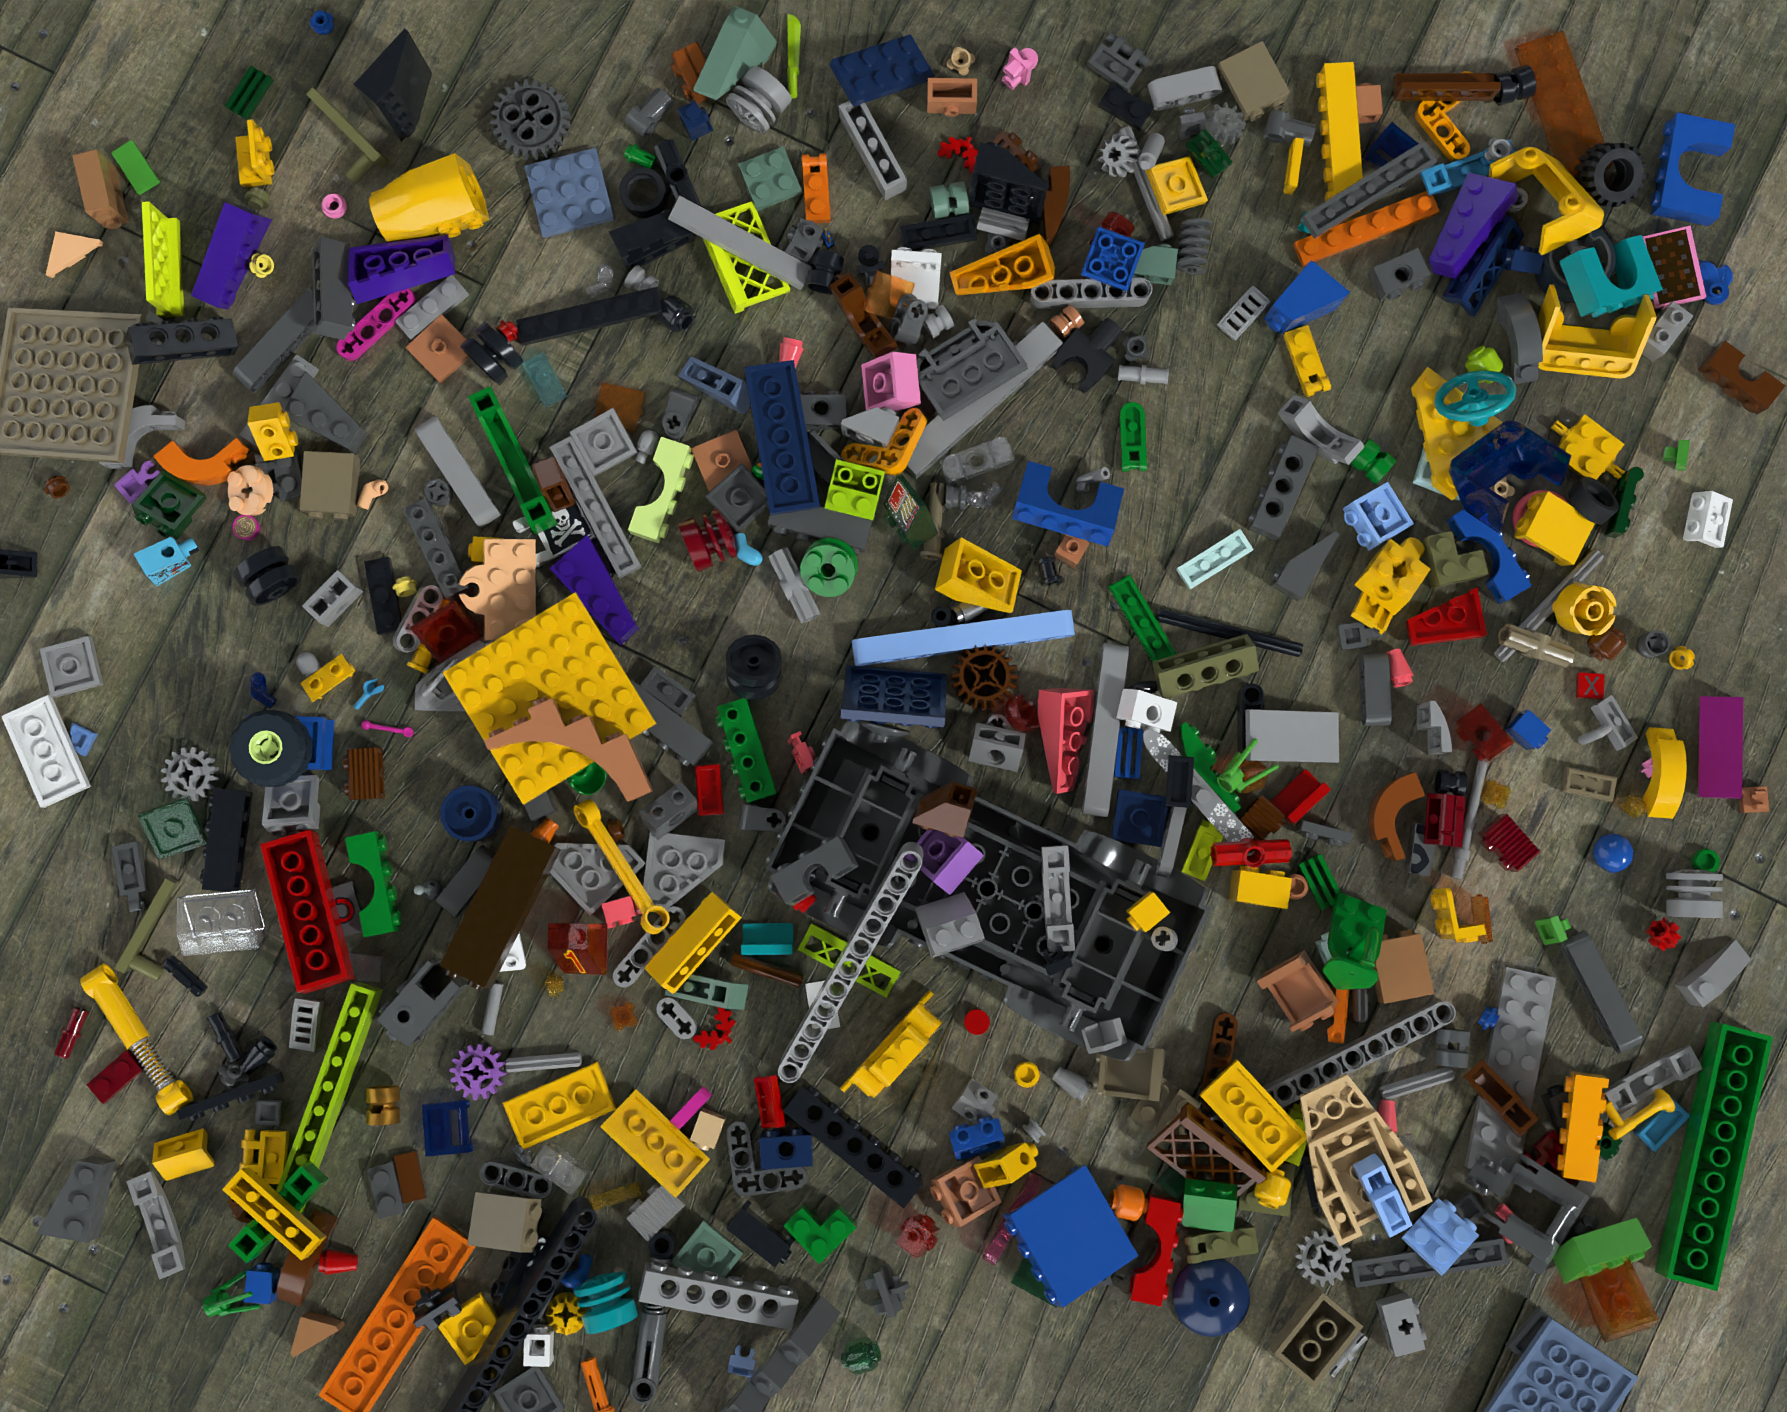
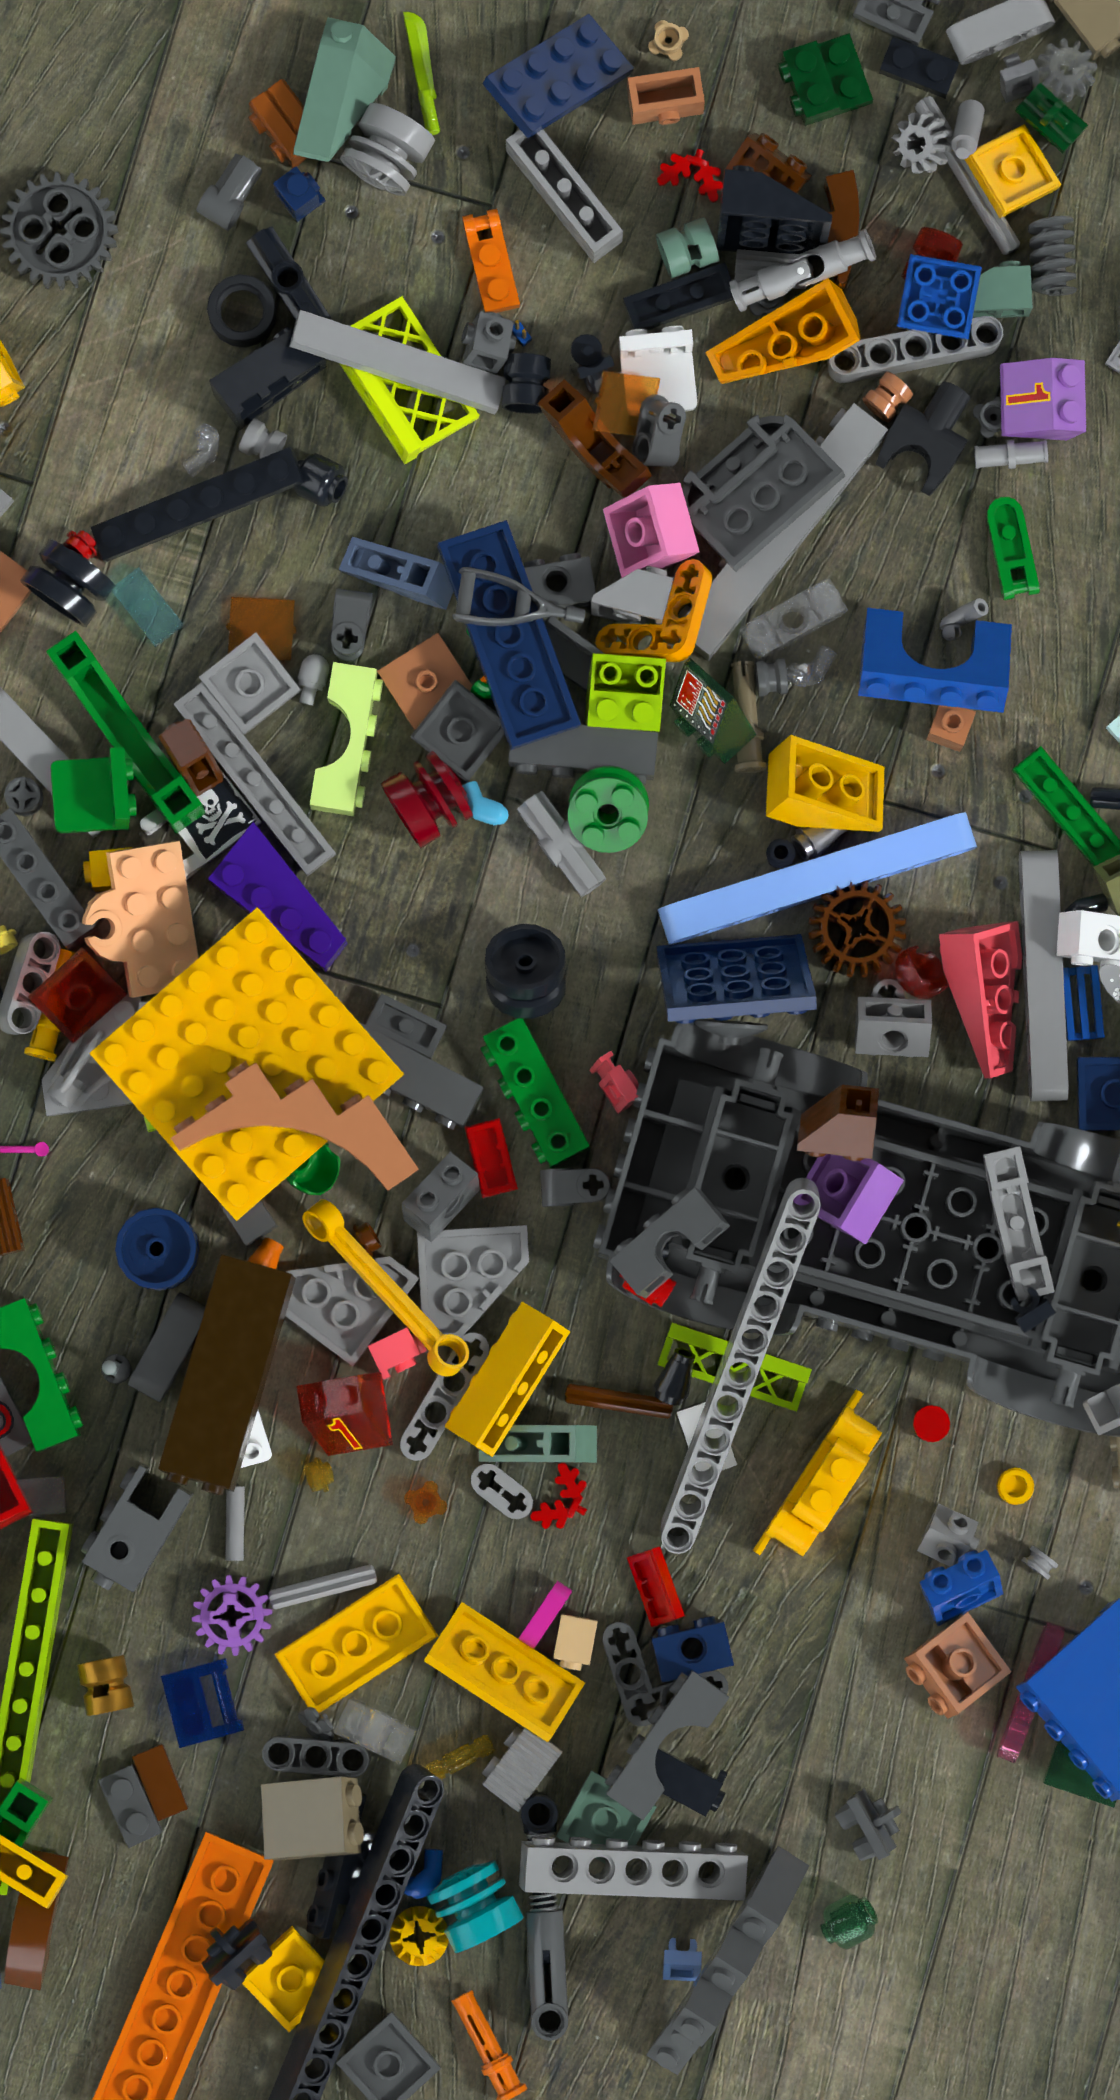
camera: 10 degrees left, 0 degrees up
(313, 1329) = (64, 2020): medium nougat slope -> none
(337, 1262) = (80, 1918): red cone -> none
(481, 497) = (93, 793): none -> green bracket
(534, 1354) = (388, 2001): white brick -> none
(569, 192) = (133, 328): sand blue plate -> none
(639, 156) = (227, 259): green pin -> none
(731, 1237) = (693, 1704): none -> dark grey arch
(767, 939) = (612, 1356): teal panel -> none
(770, 178) = (421, 258): sand green plate -> none
(790, 350) = (496, 505): coral cone -> none
(793, 419) = (522, 607): none -> dark grey piece
(806, 963) = (675, 1378): none -> black cone
(818, 1236) = (764, 1764): green brick -> none
(899, 1191) = (865, 1681): black brick -> none
(918, 1235) = (901, 1737): clear red brick -> none
(938, 321) = (702, 427): light grey wheel -> none
(949, 924) = (872, 1286): light grey slope -> none
(1007, 229) = (779, 279): none -> light grey piece
(1014, 1160) = (1021, 1609): yellow torso -> none
(1019, 67) = (756, 37): bright pink hips -> none
(1048, 571) = (922, 761): black bush -> none
(1060, 104) = (824, 79): none -> dark green plate
(1072, 1083) = (1082, 1486): light grey cone -> none
(1171, 340) = (1043, 398): none -> medium lavender slope

